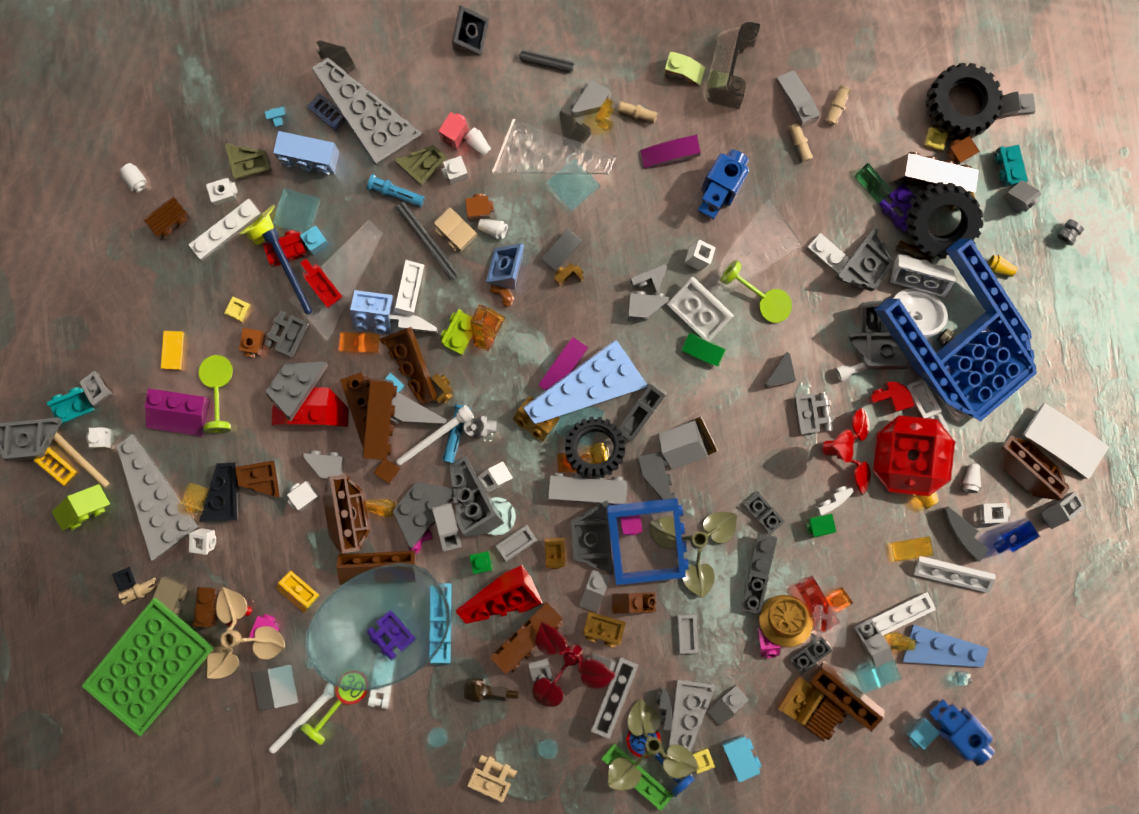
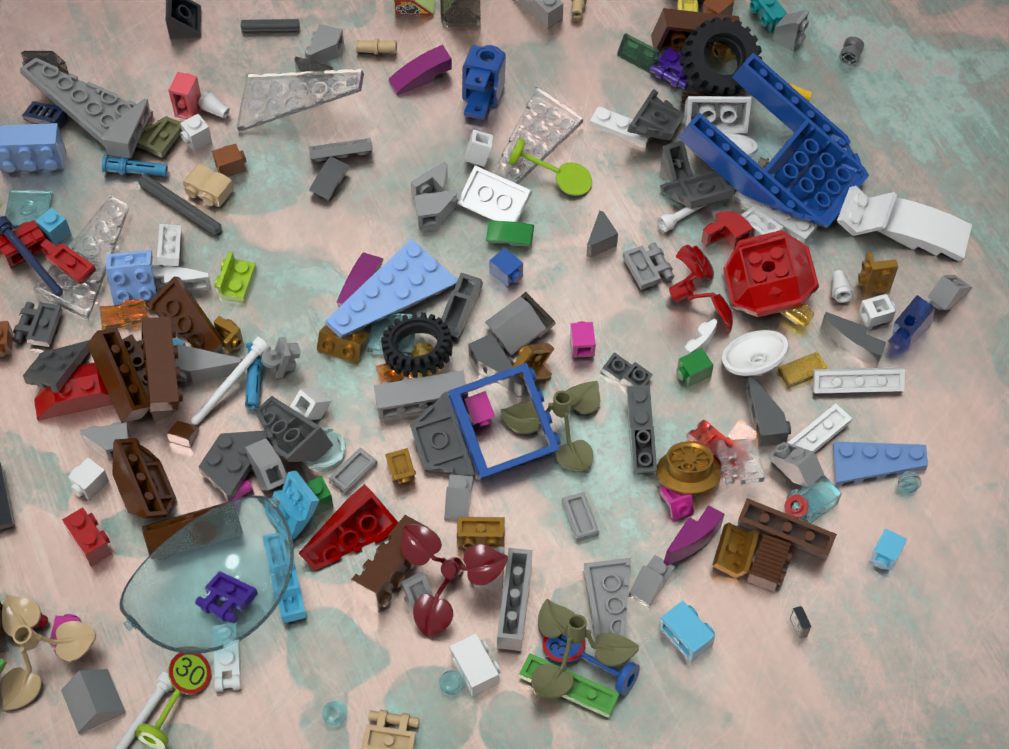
camera: 20 degrees left, 25 degrees down
(259, 477) = (31, 472): reddish brown wing -> none
(293, 549) = (87, 537): none -> red brick
(297, 591) = (99, 586): yellow slope -> none
(343, 413) = (119, 374): none -> reddish brown brick
(382, 507) = (183, 469): clear yellow cone -> none
(394, 158) = (126, 131): none -> light grey slope
(438, 737) = (311, 704): clear light blue plate -> none
(449, 753) = (331, 707): none -> clear light blue plate
(460, 568) = (297, 502): none -> medium azure slope
(476, 691) = (347, 636): dark brown animal -> none
(485, 326) = (262, 262): clear orange slope -> none
(493, 228) = (251, 175): white cone -> none
(505, 266) = (272, 203): medium blue slope -> none
(505, 294) = (273, 230): dark orange arm -> none
(563, 274) = (343, 194): pearl gold bracket -> none
(569, 740) = (474, 664): none -> white brick
(573, 188) = (326, 122): clear light blue tile -> none
(579, 220) = (340, 149): none -> light grey plate
(605, 111) = (342, 55): clear yellow bracket -> none
(634, 602) = (507, 495): reddish brown slope -> none
(664, 703) = (579, 597): dark grey slope -> none
(687, 491) = (535, 357): none -> pearl gold bracket
(691, 385) = (506, 267): none -> blue brick
(704, 760) = (646, 651): light yellow tile -> none
(735, 474) = (582, 339): none -> dark pink brick
(773, 679) = (694, 535): none -> magenta slope
(800, 142) = (551, 36): tan pin -> none
(810, 655) = (732, 499): dark grey slope -> none
(832, 775) = (800, 622): none -> black tile
(864, 679) = (803, 509): none -> red plate
(866, 590) = (766, 415): none -> dark grey slope
(872, 520) = (755, 353): none -> white dish
(900, 642) = (830, 459): clear yellow cone -> none
(956, 730) = (932, 529): blue piece -> none
(998, 481) = (877, 276): none -> pearl gold bracket
(1020, 414) = (865, 214): none -> white bracket
(1033, 469) = (912, 266): reddish brown wedge -> none

